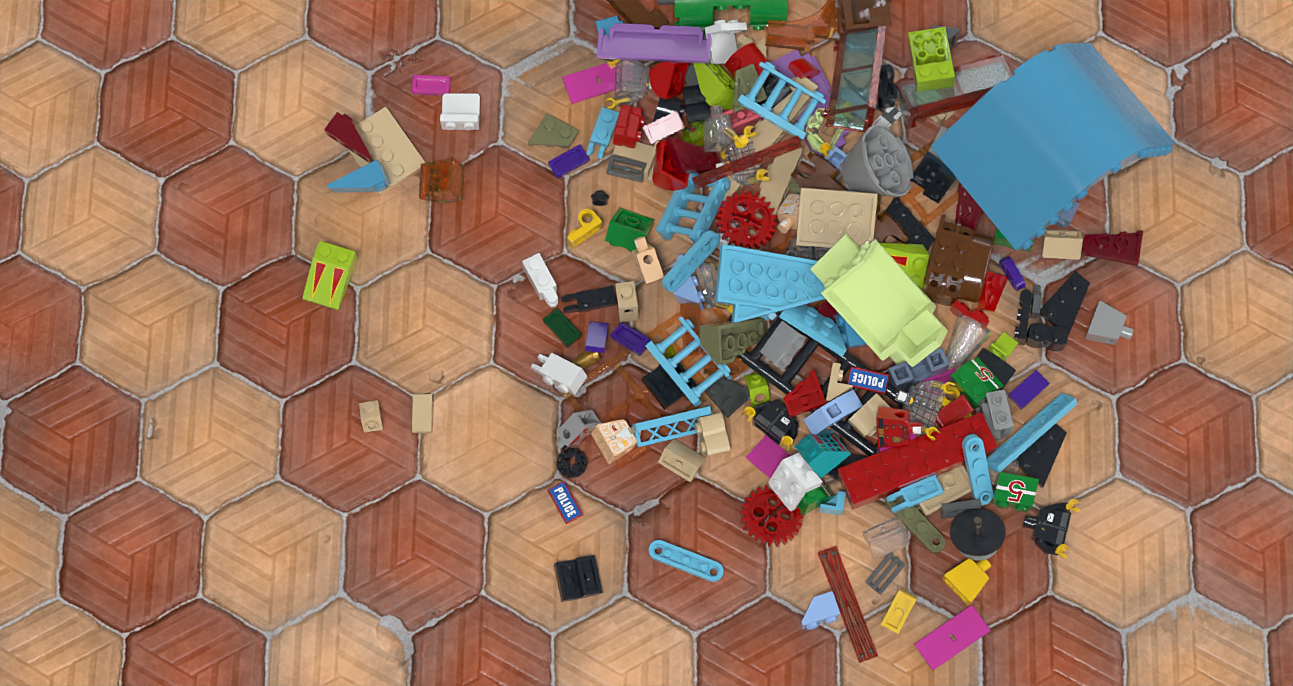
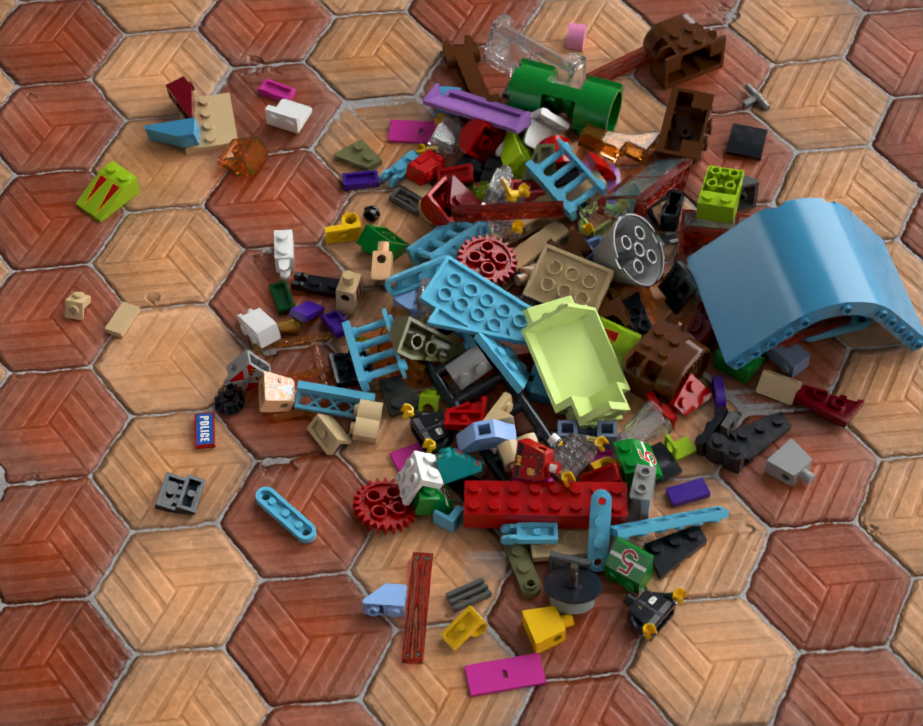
camera: 25 degrees right, 20 degrees down
(868, 380) = (533, 422): tile -> none

